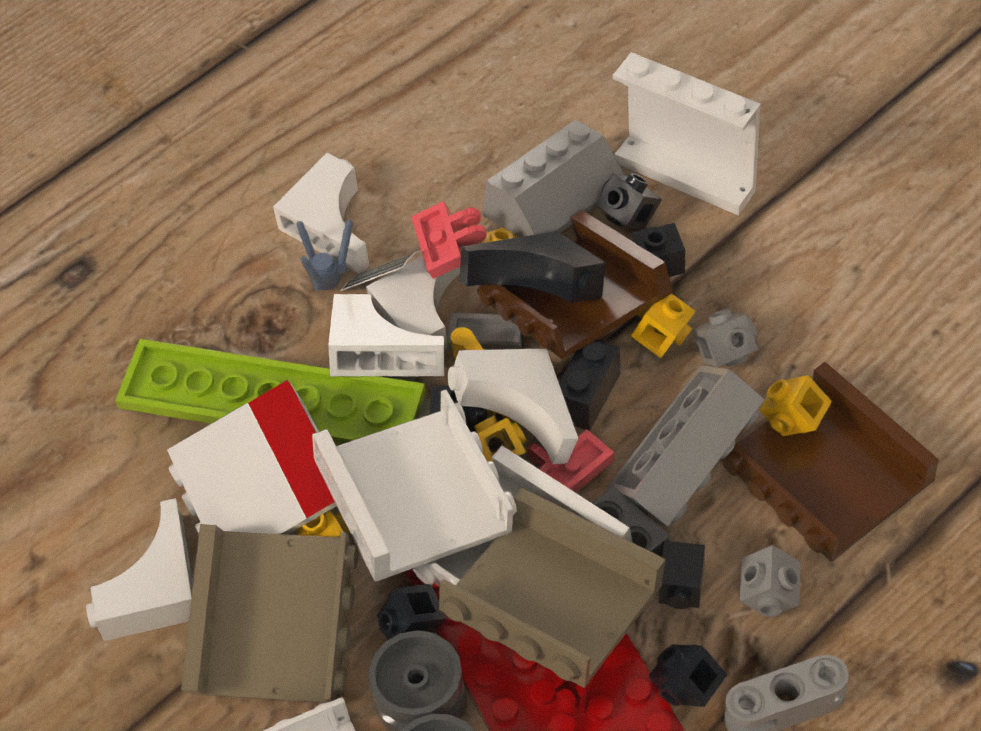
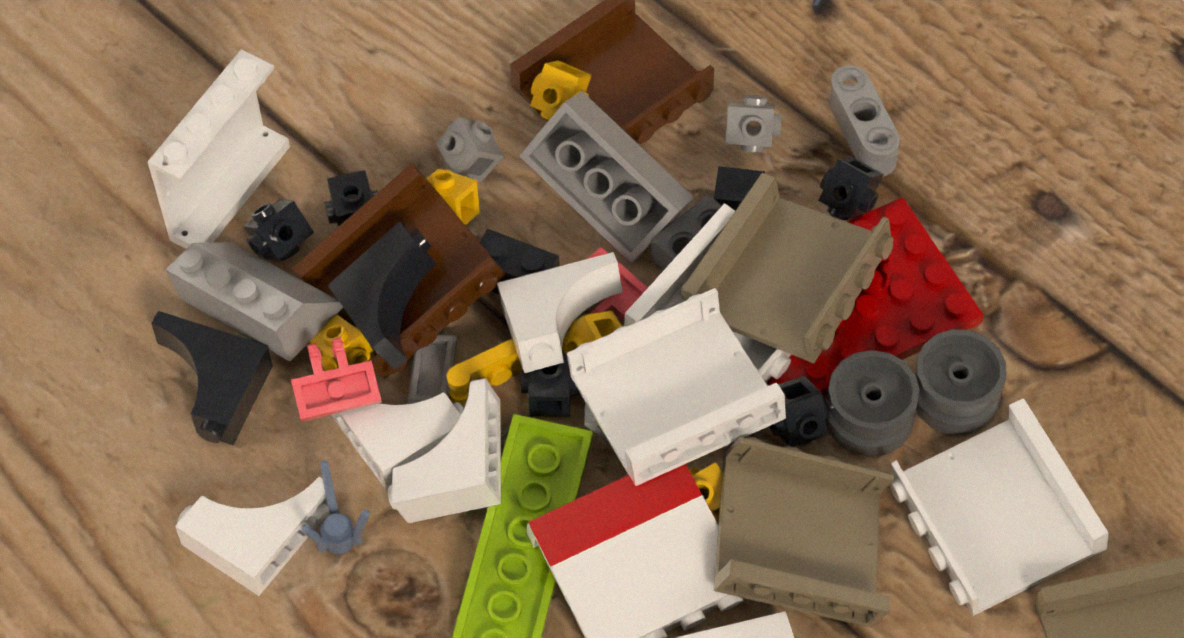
camera: 95 degrees left, 5 degrees up
(378, 271) = (357, 459): sticker -> none
(463, 178) = (227, 369): none -> black arch

